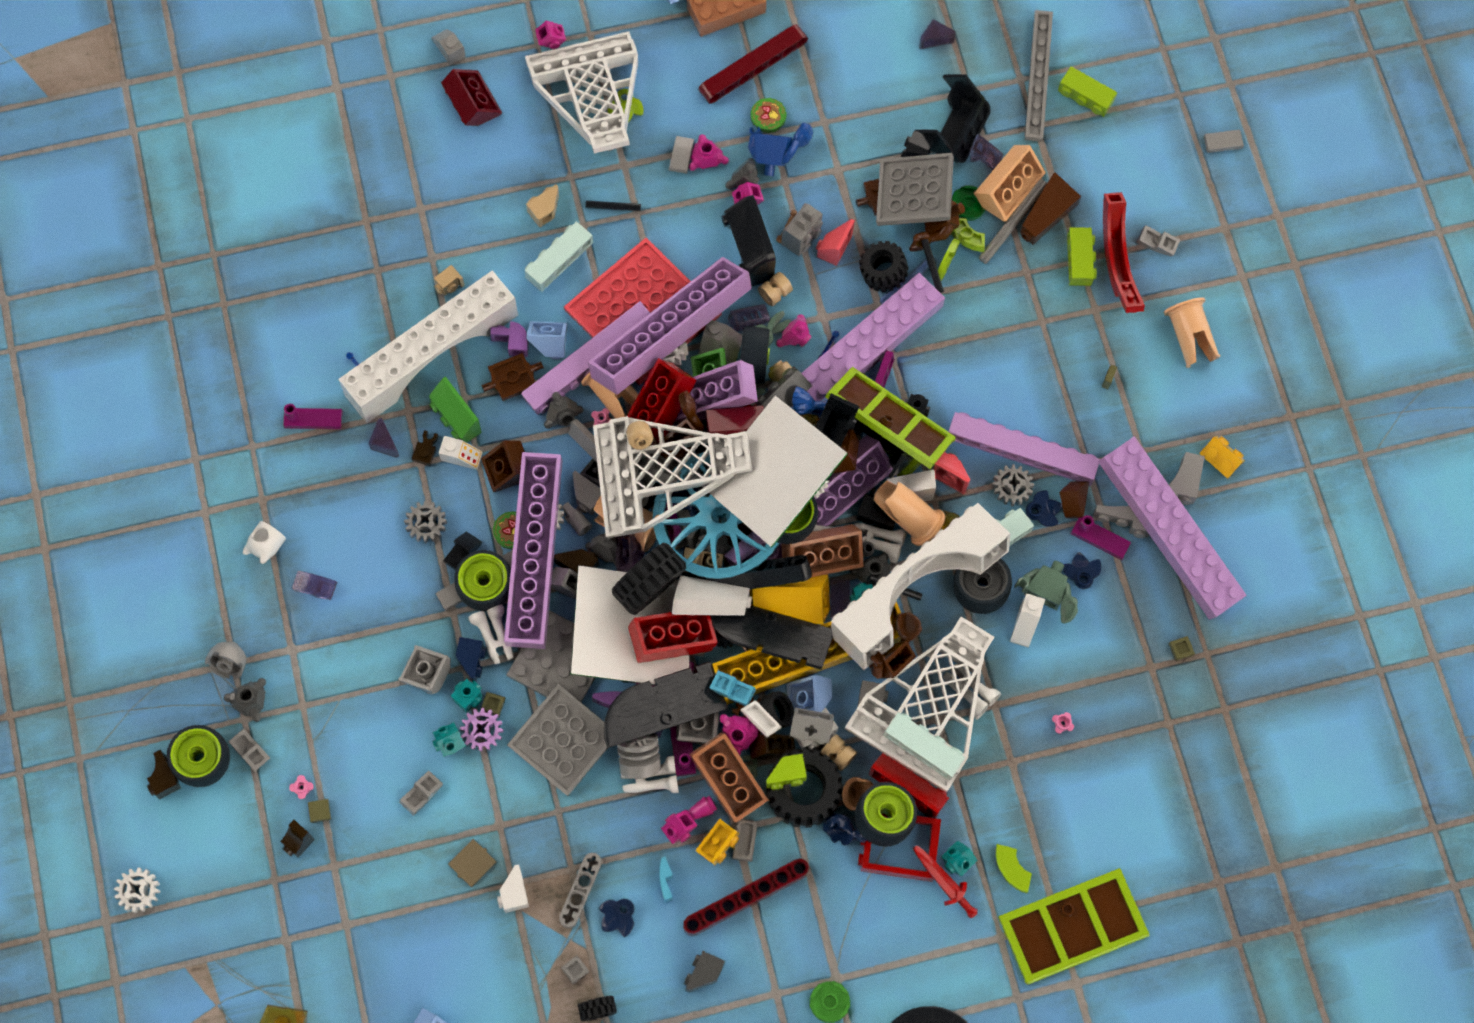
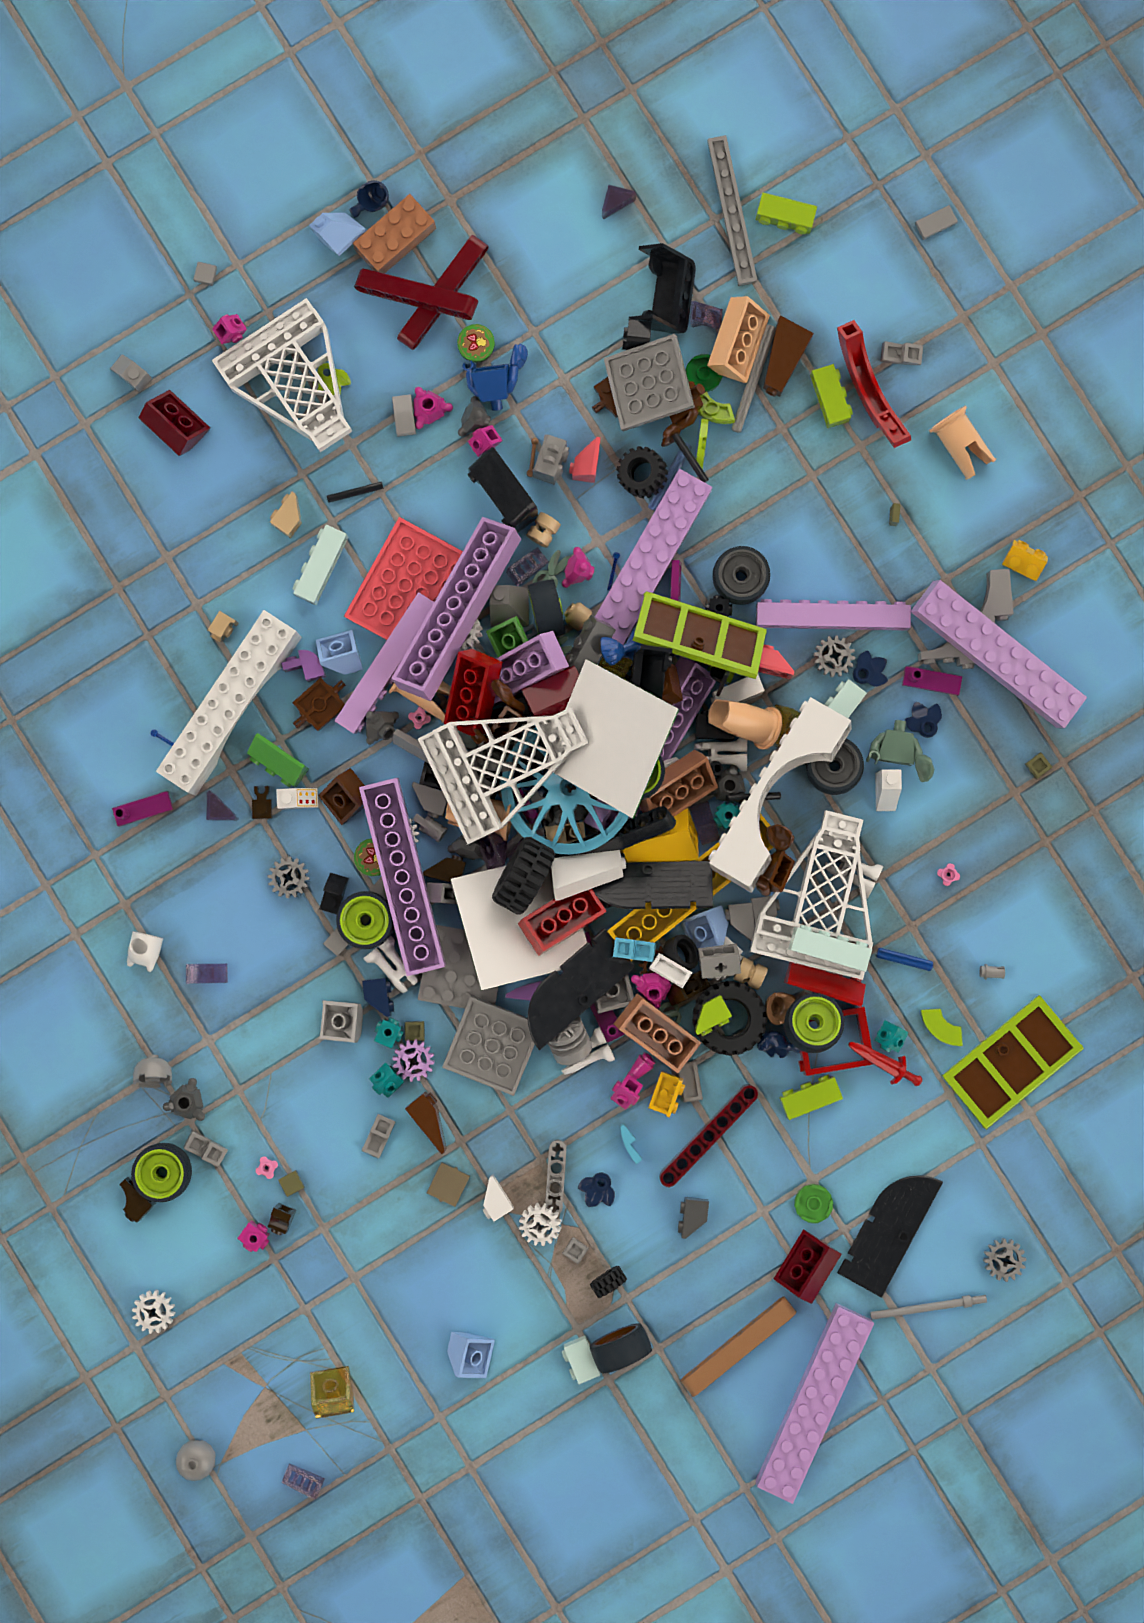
camera: 15 degrees left, 15 degrees up
(259, 843) = (248, 1239): none -> dark pink brick
(476, 784) = (427, 1116): none -> reddish brown slope
(548, 938) = (535, 1231): none -> white gear
(639, 435) = (467, 740): tan head -> none
(728, 54) = (416, 294): none -> dark red beam
(846, 697) = (741, 918): none -> light grey slope
(860, 892) = (810, 1096): none -> lime brick
(950, 371) = (743, 560): none -> dark grey wheel
(995, 790) = (904, 959): none -> blue axle
(1074, 499) = (896, 650): reddish brown slope -> none
(1078, 829) = (992, 972): none -> light grey pin

